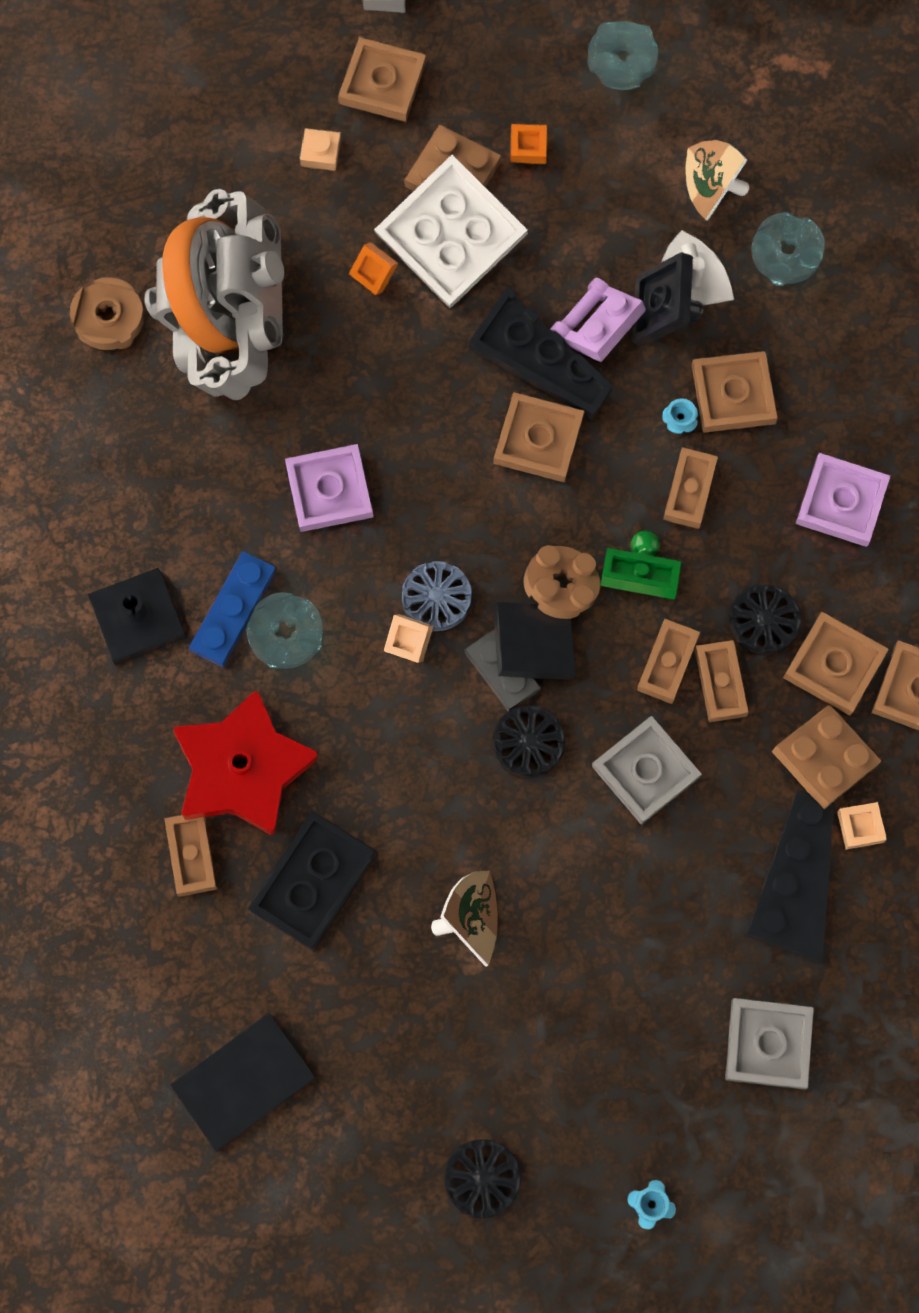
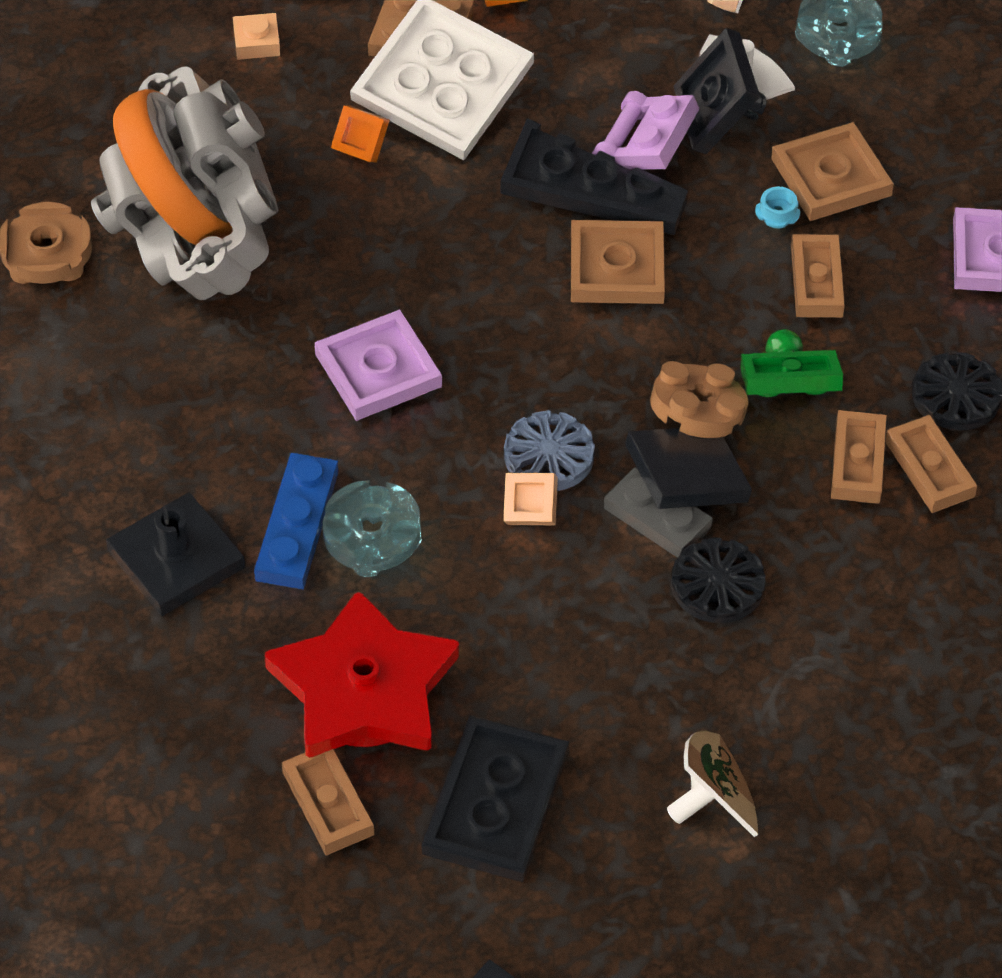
camera: 15 degrees left, 20 degrees down
(646, 770) = (875, 577): light grey plate -> none

